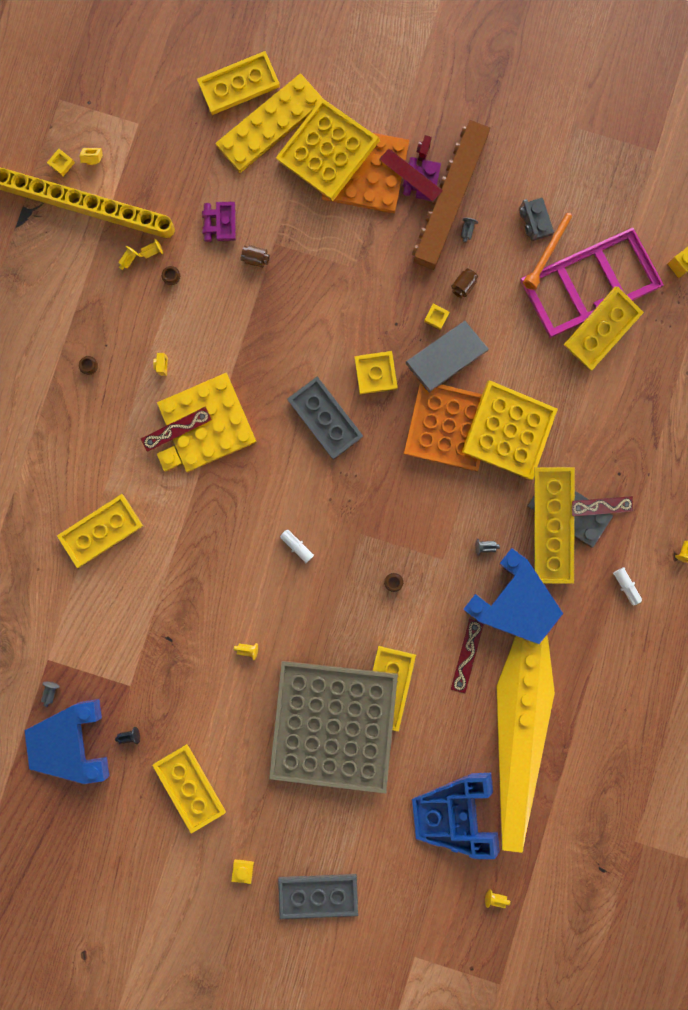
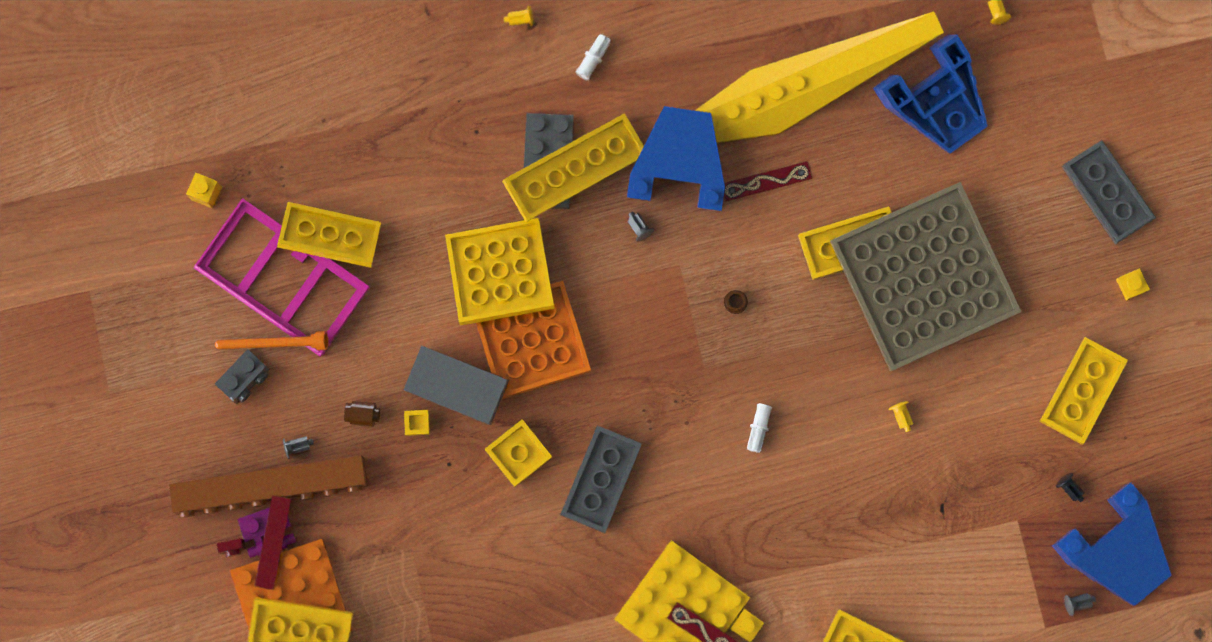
camera: 120 degrees left, 5 degrees down
(602, 506) = (524, 129): sticker -> none

